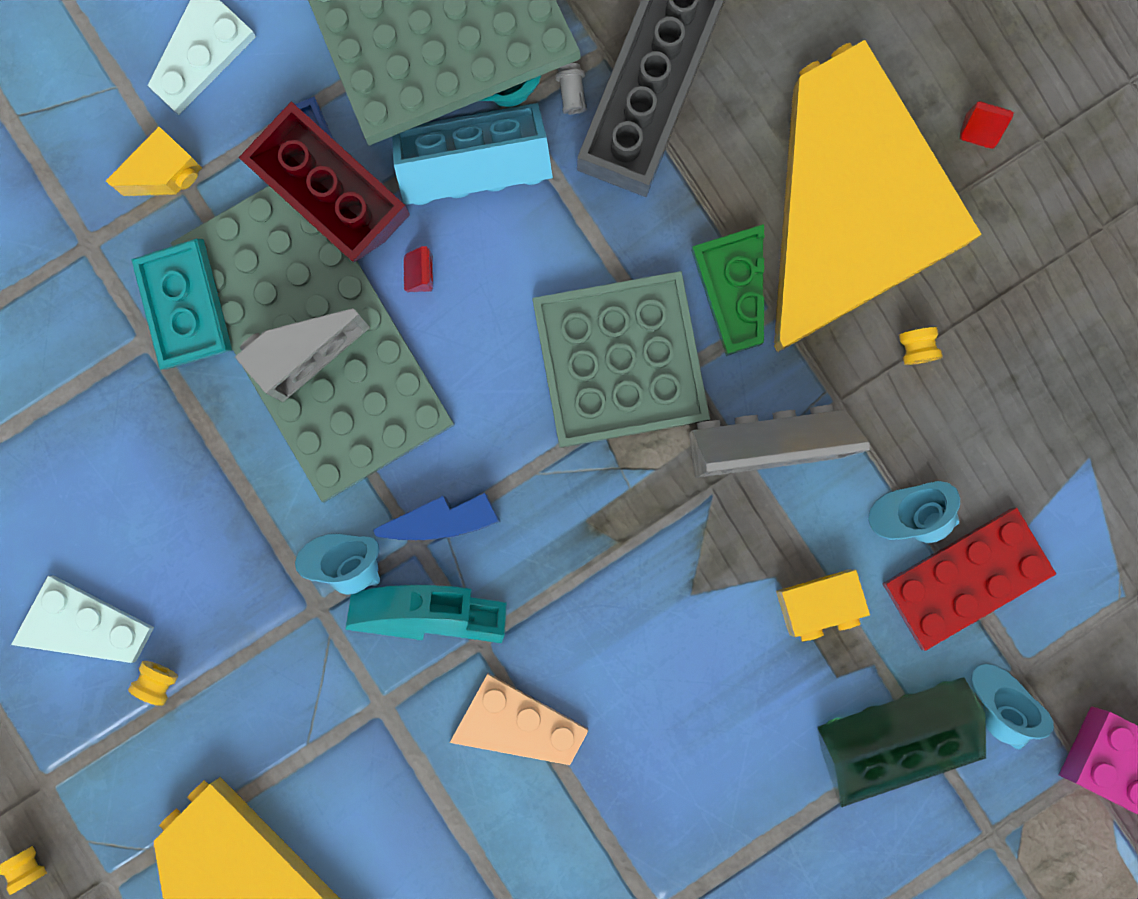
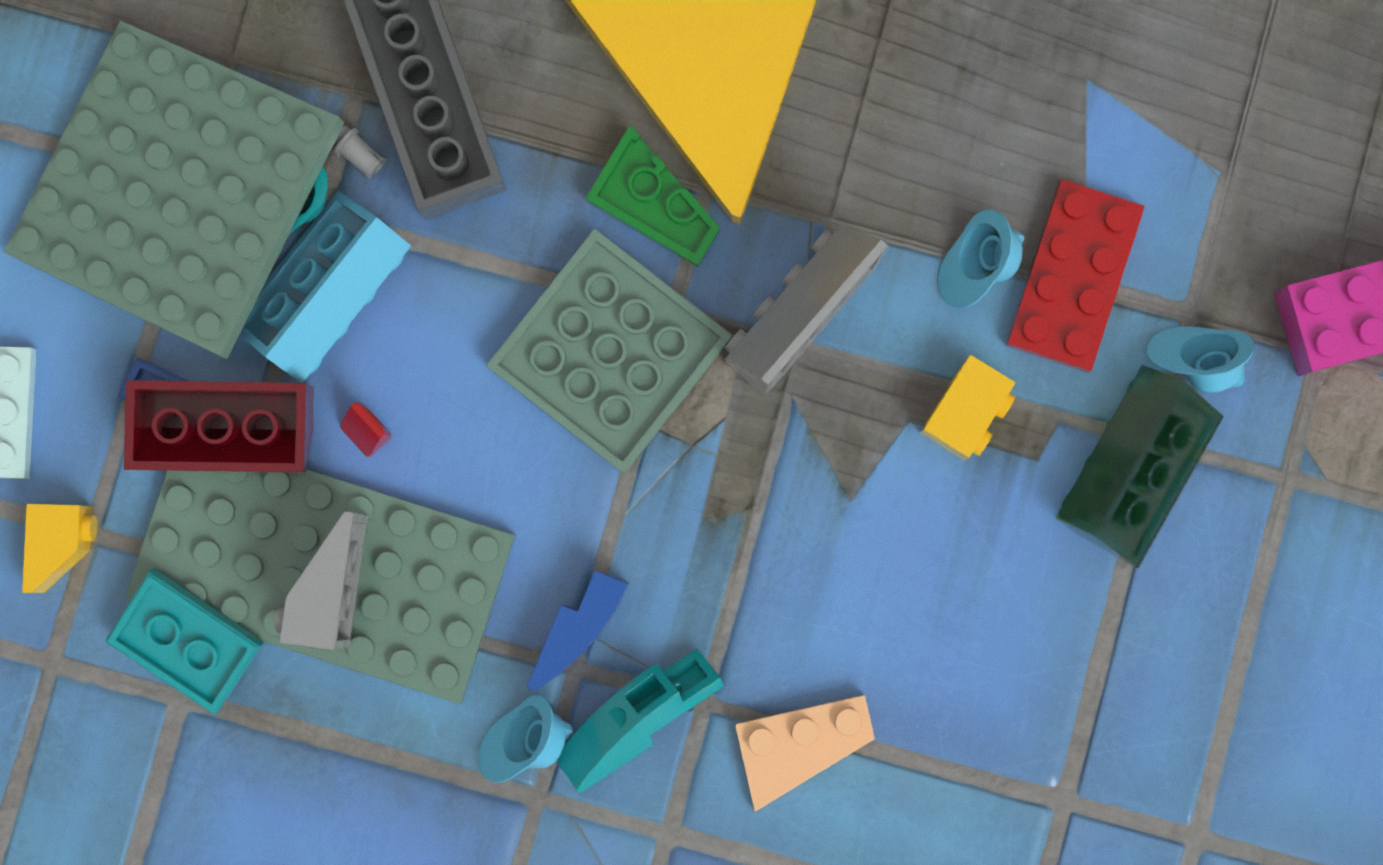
camera: 30 degrees left, 0 degrees up
(920, 346) = (857, 112): yellow wheel -> none

